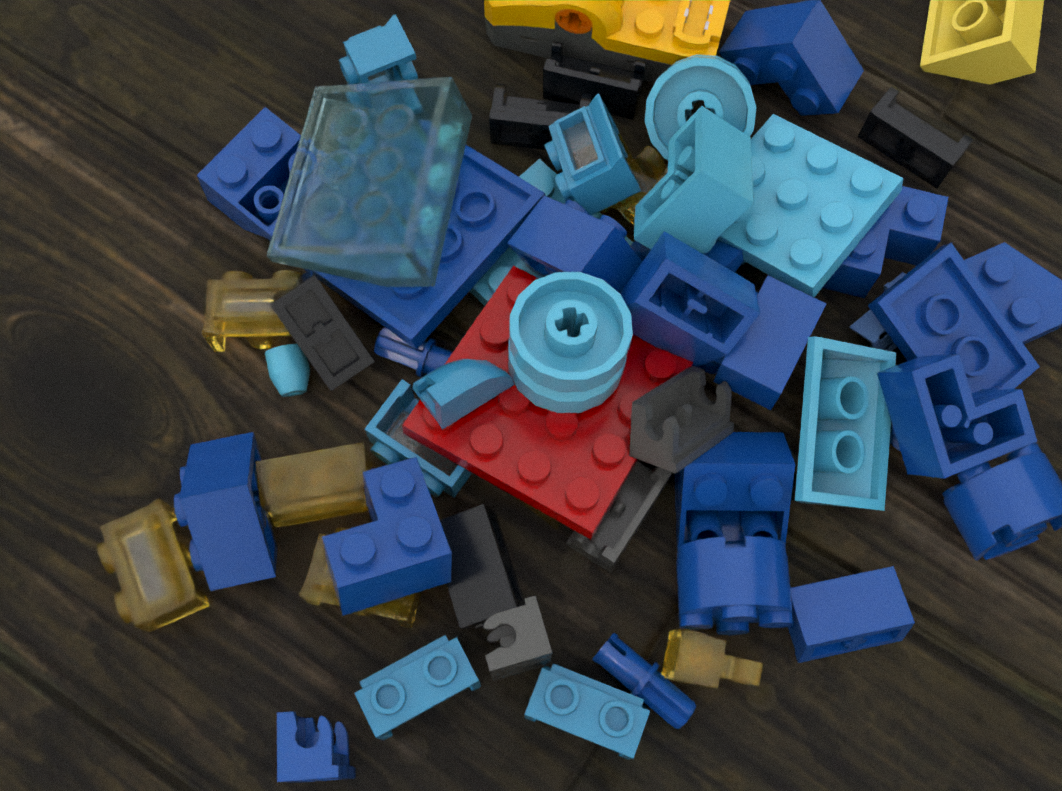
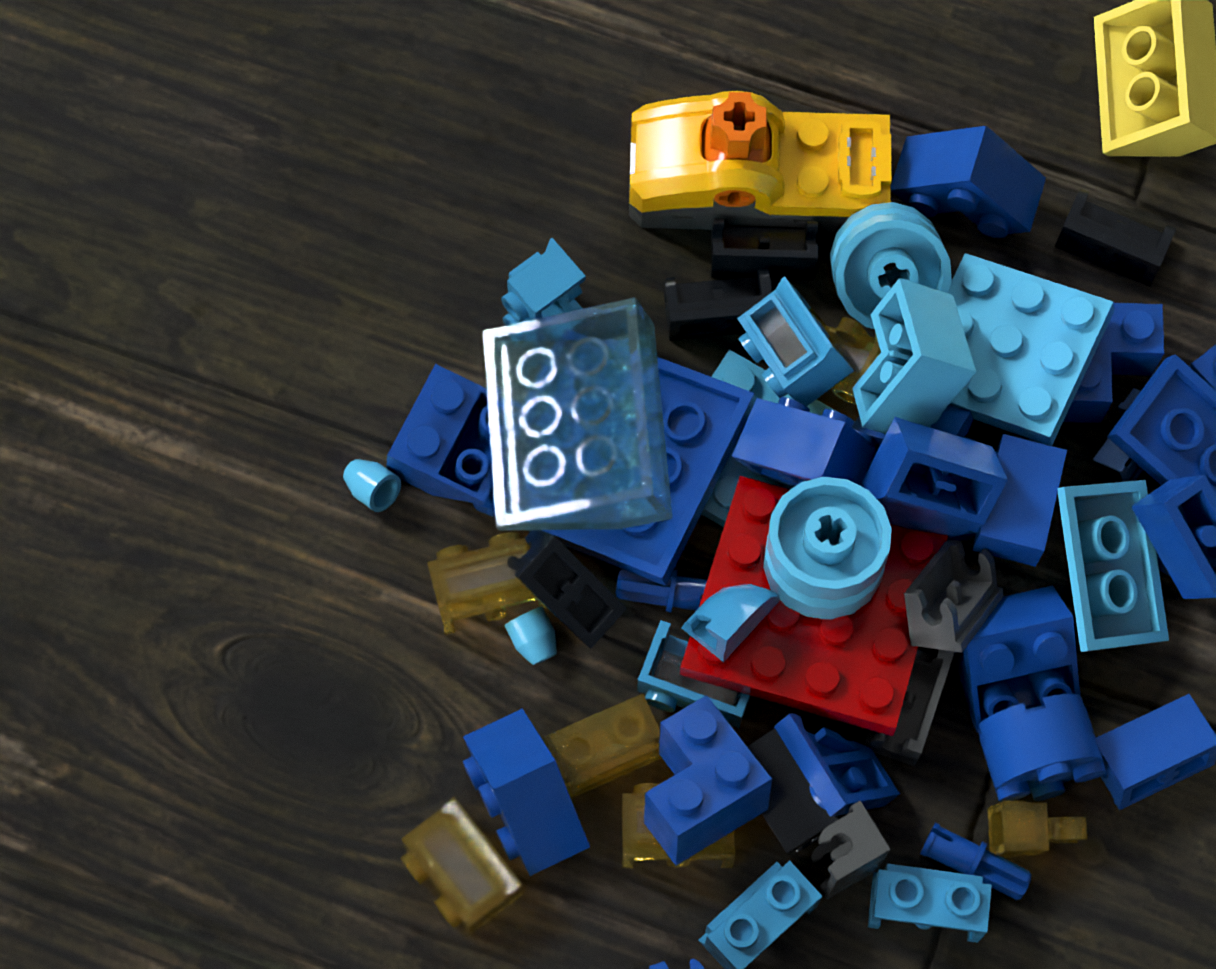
camera: 15 degrees left, 0 degrees up
(188, 205) = (372, 484): none -> medium azure hose
(529, 558) = (836, 768): none -> blue wing

